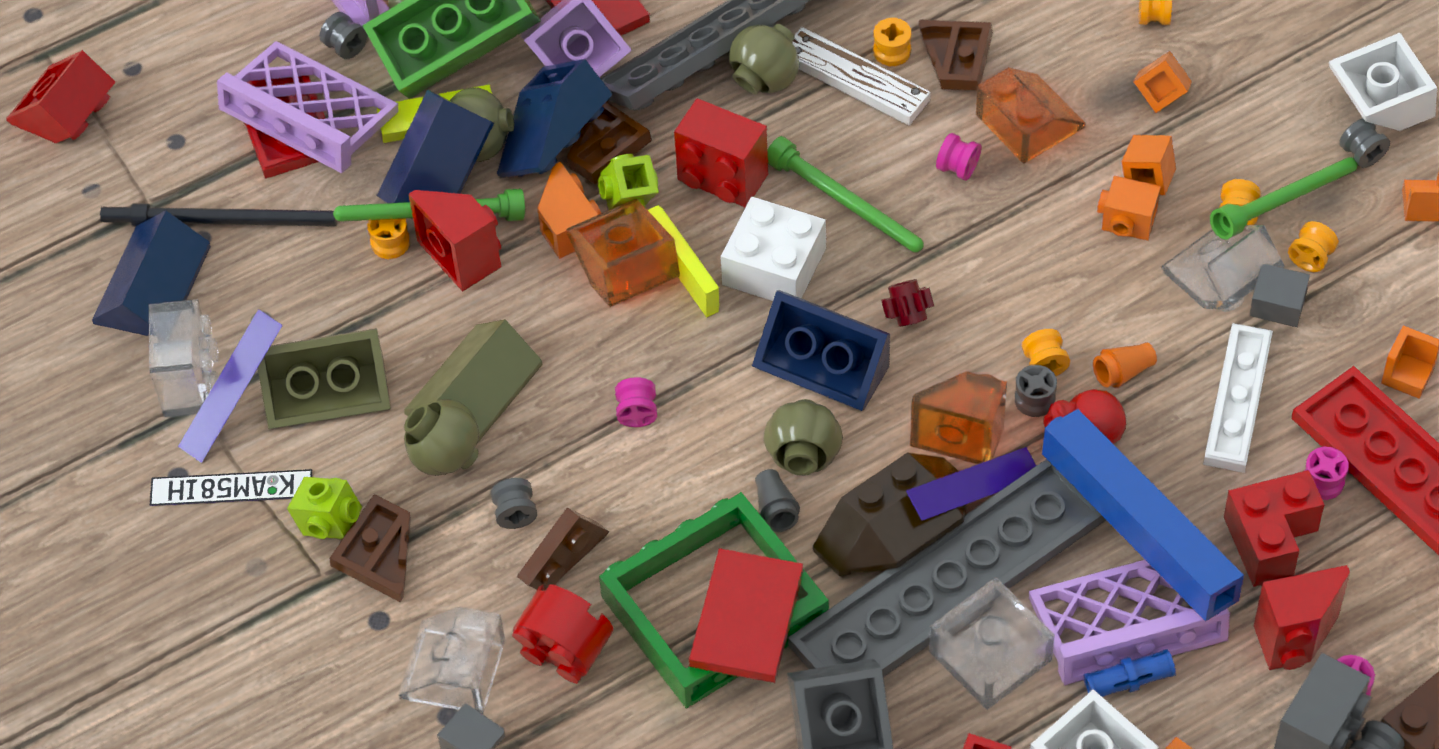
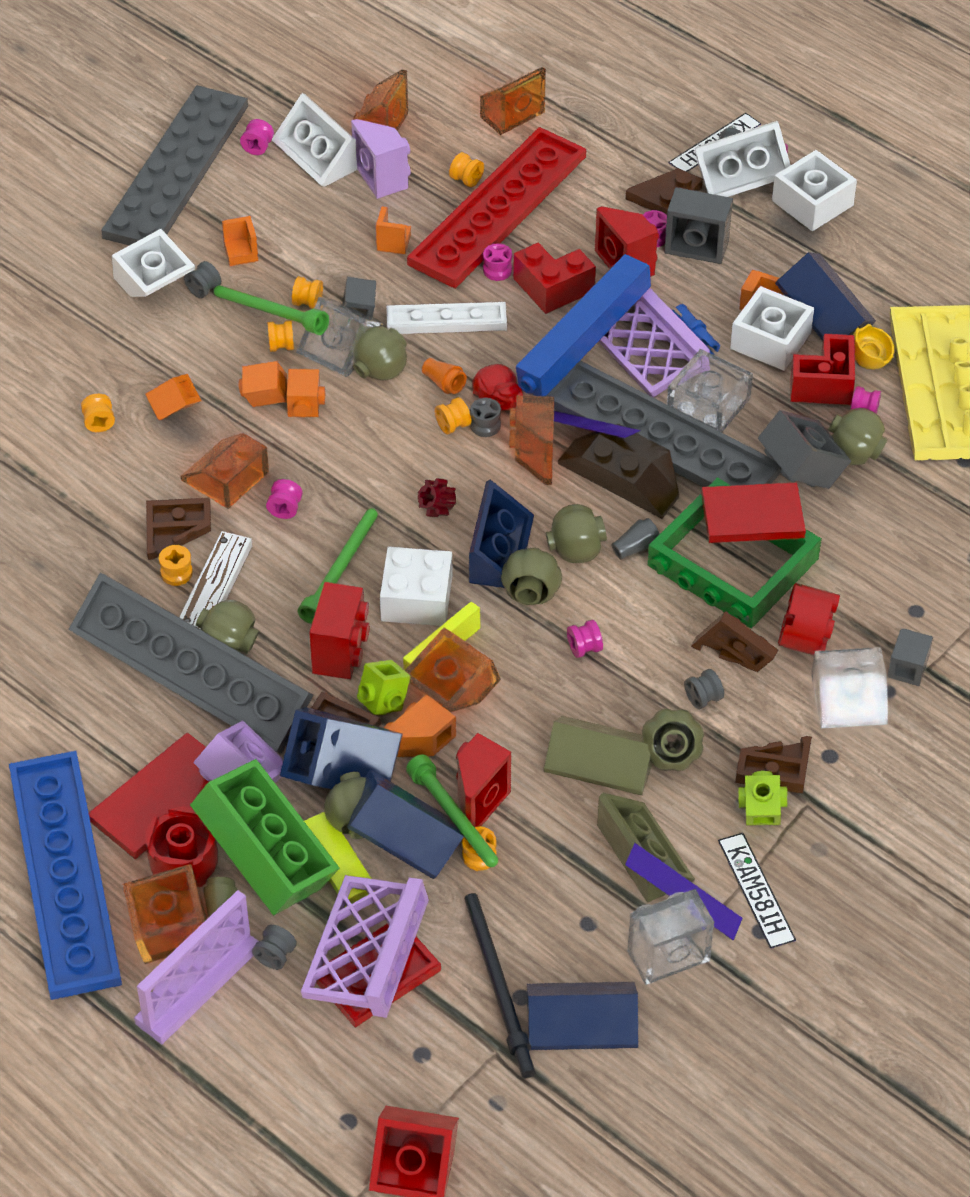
camera: 110 degrees left, 5 degrees down
(752, 372) = (532, 569): none -> olive plant
(1177, 294) = (380, 353): none -> olive plant

